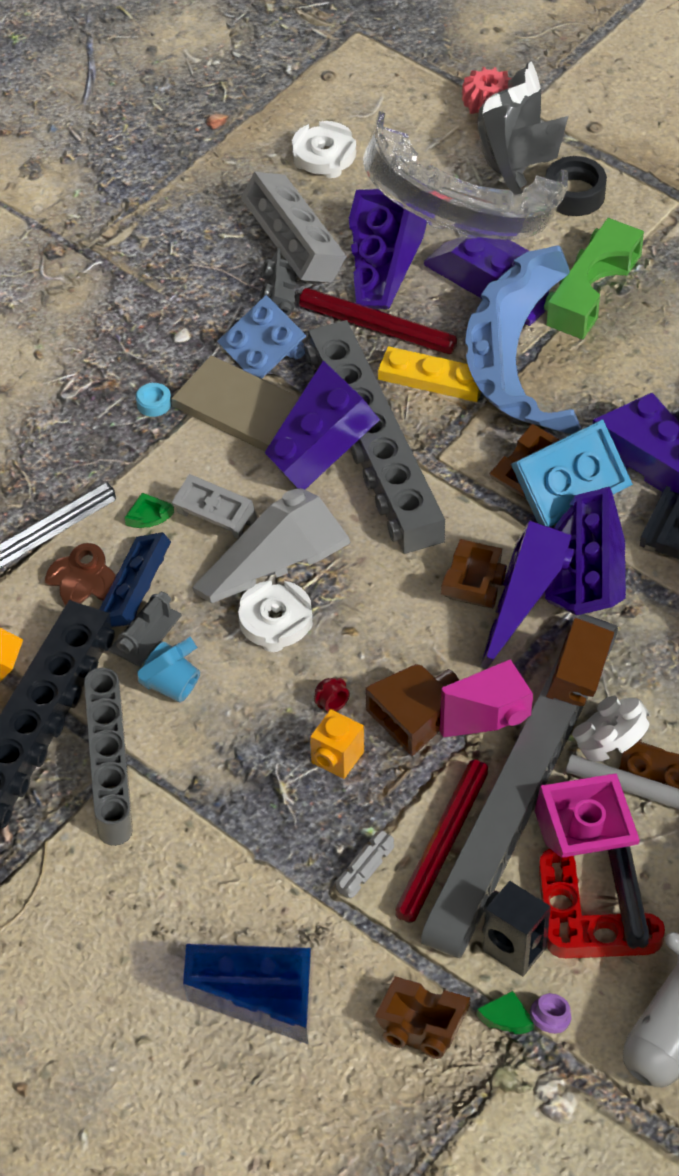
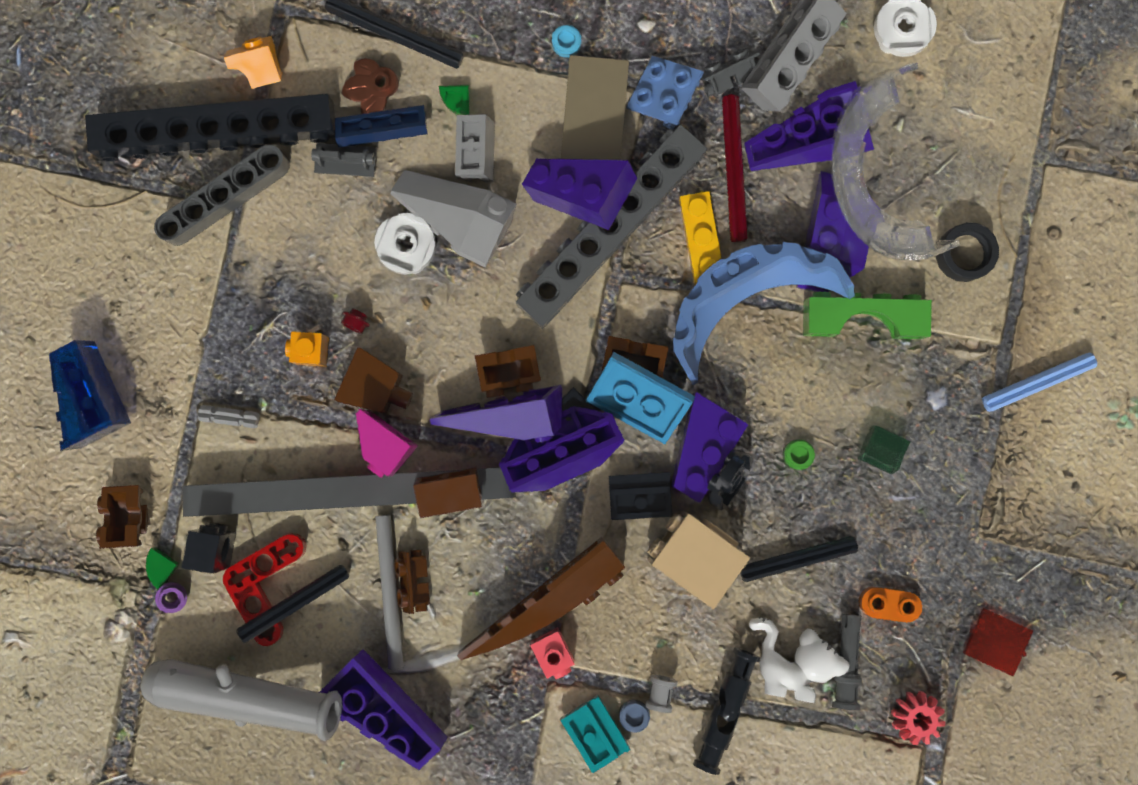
camera: 55 degrees right, 35 degrees up
(169, 671) = (312, 198): dark azure piece -> none
(441, 841) = (274, 459): dark red axle -> none
(481, 86) = (1052, 124): coral gear -> none
(513, 132) = (997, 175): dark grey animal -> none
(585, 816) = (322, 556): dark pink slope -> none
(613, 726) = (412, 553): white plate -> none

